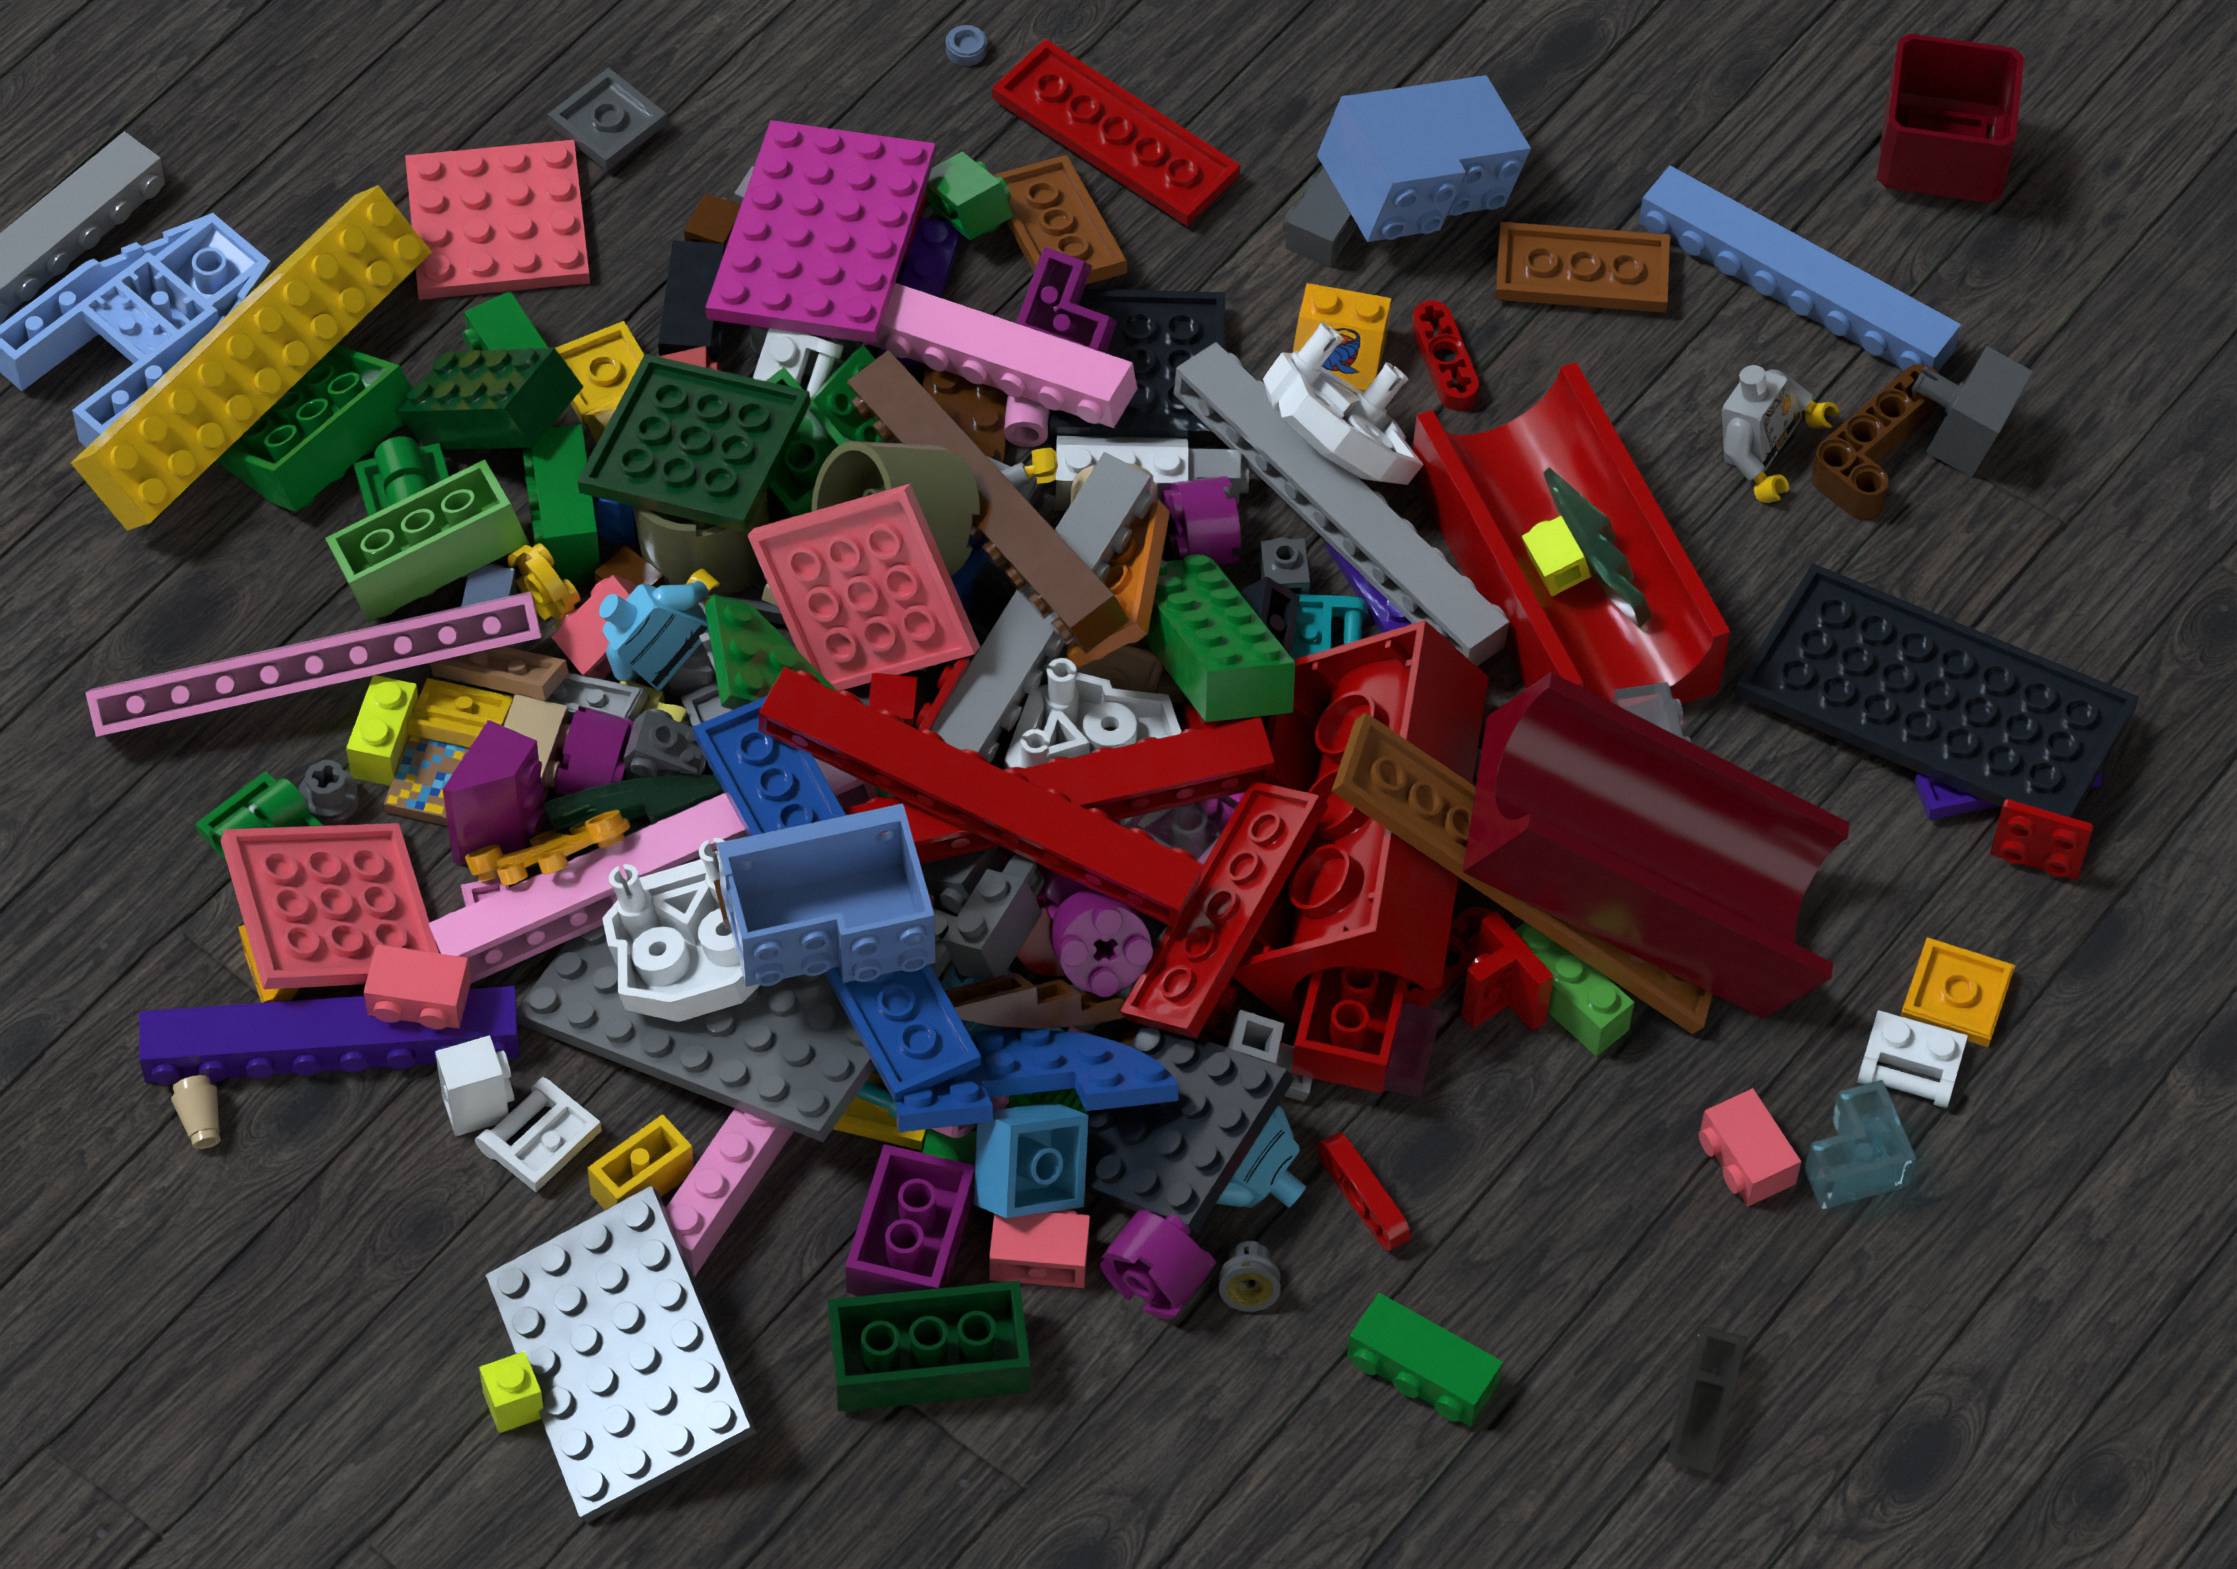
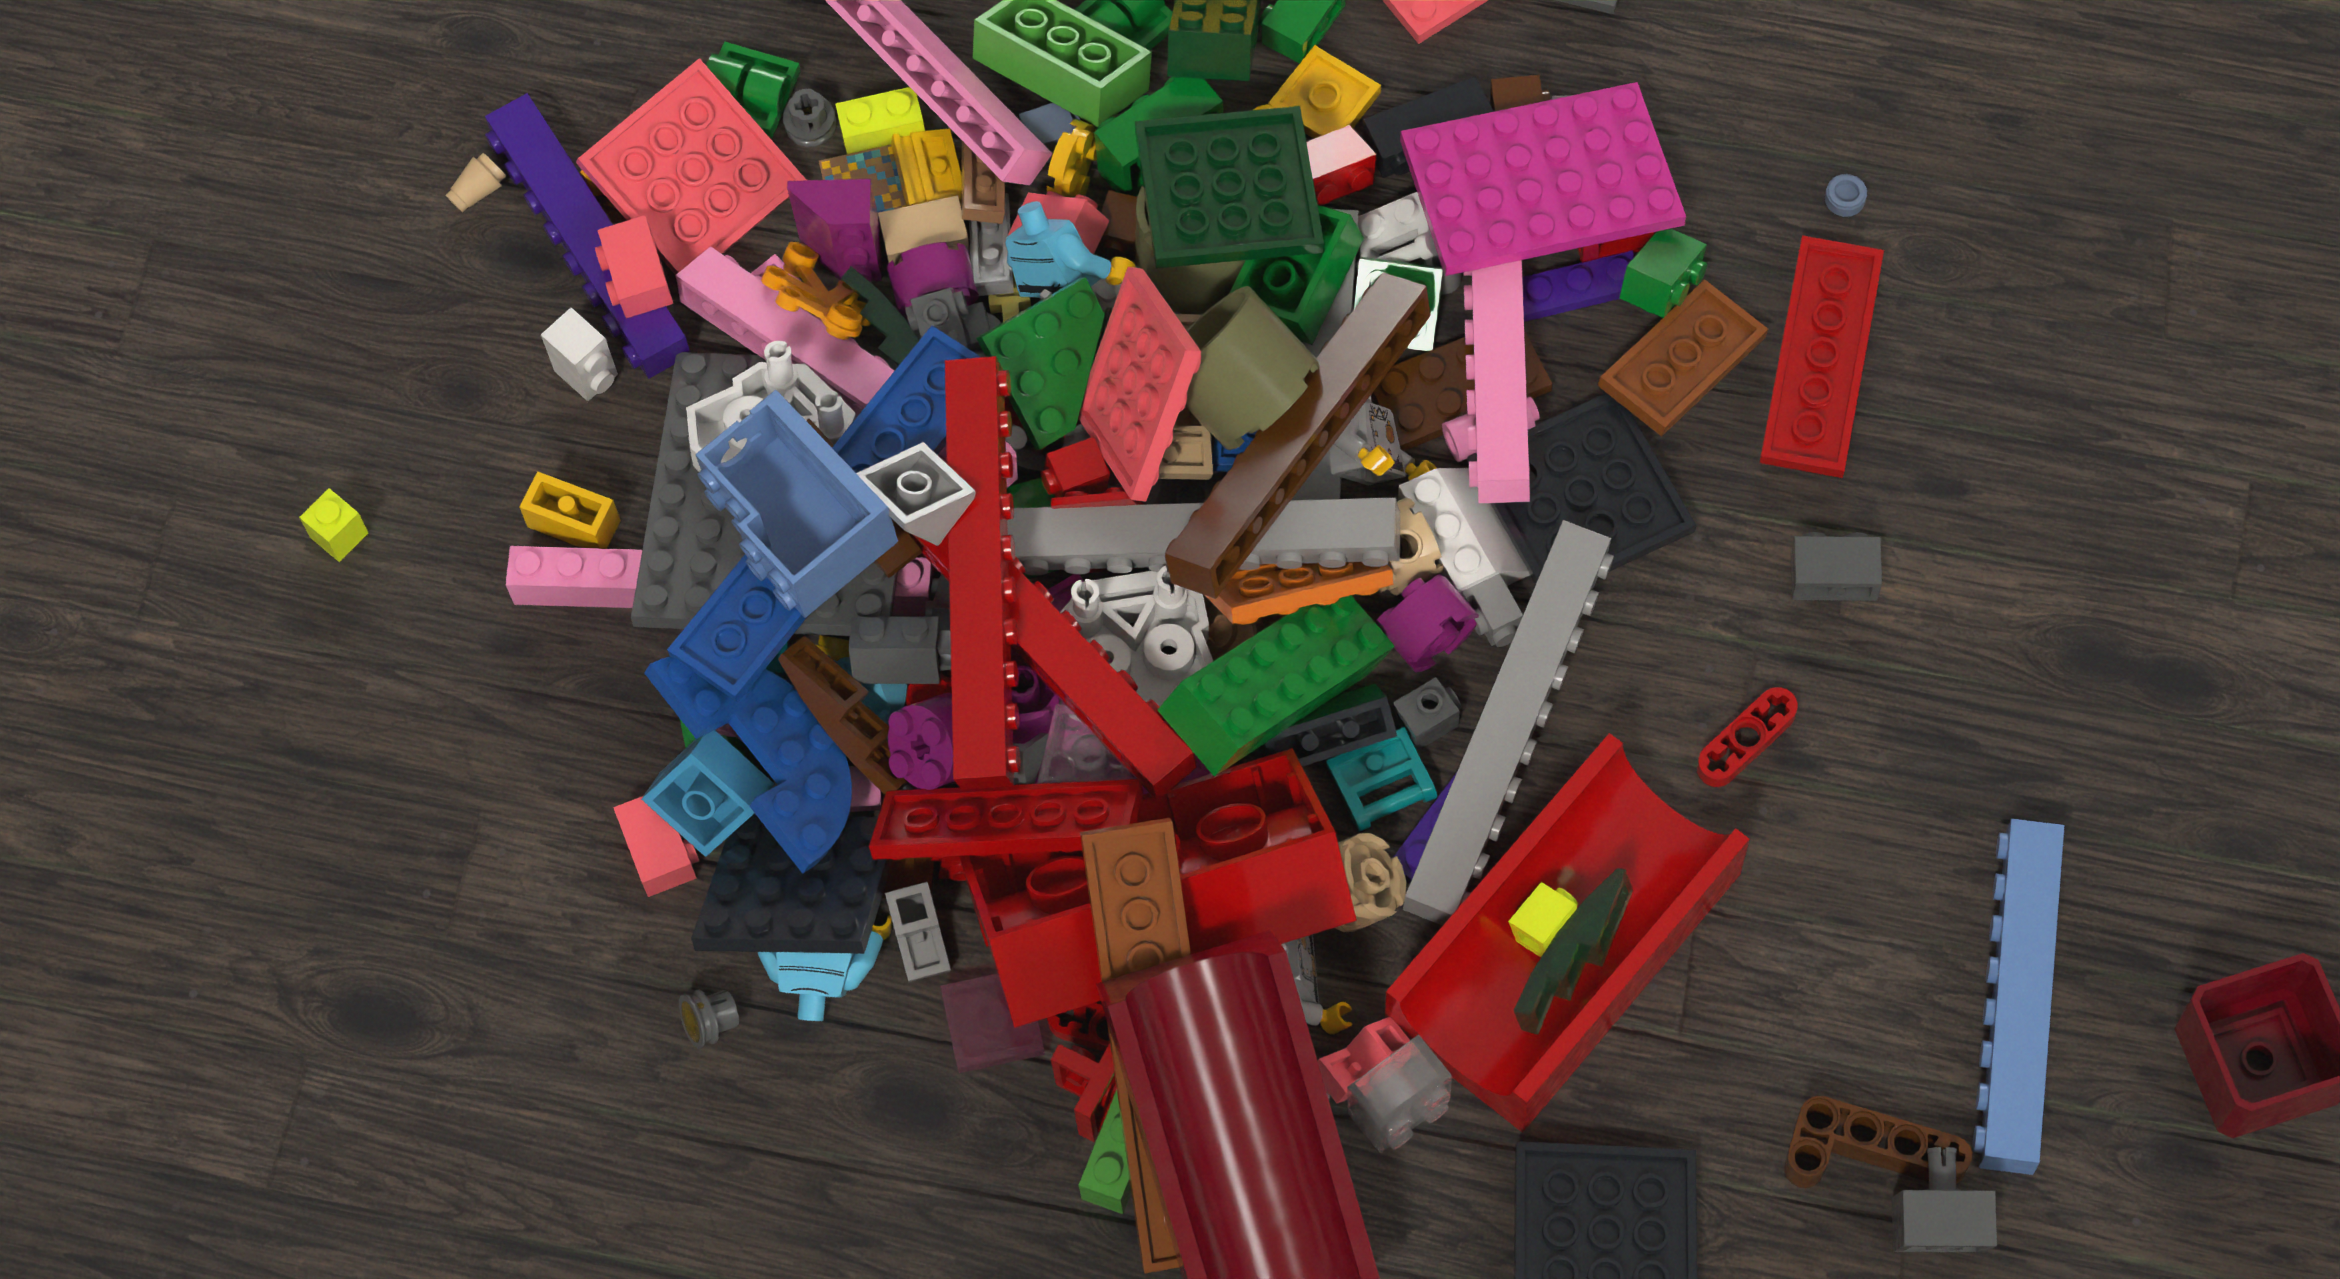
camera: 70 degrees right, 10 degrees up
(548, 1142) = (573, 437): white plate -> none
(621, 1354) = (398, 582): plate -> none
(884, 782) = (920, 492): none -> light grey slope
(910, 1224) = (611, 737): magenta brick -> none
(929, 1346) = (516, 802): dark green brick -> none
(1054, 303) = (1567, 396): magenta brick -> none
(1156, 1263) = (664, 943): magenta brick -> none
(1339, 418) = (1590, 675): white brick -> none
(1349, 1026) = (958, 980): red brick -> none
(1360, 321) = (1703, 642): light orange slope -> none
(1363, 1191) = (837, 1068): red beam -> none
(1422, 155) = (1928, 609): medium blue piece -> none
(1424, 1360) = (696, 1192): green brick -> none
(1583, 267) = (1915, 806): dark orange plate -> none
(1761, 419) = (1824, 1033): light grey torso -> none

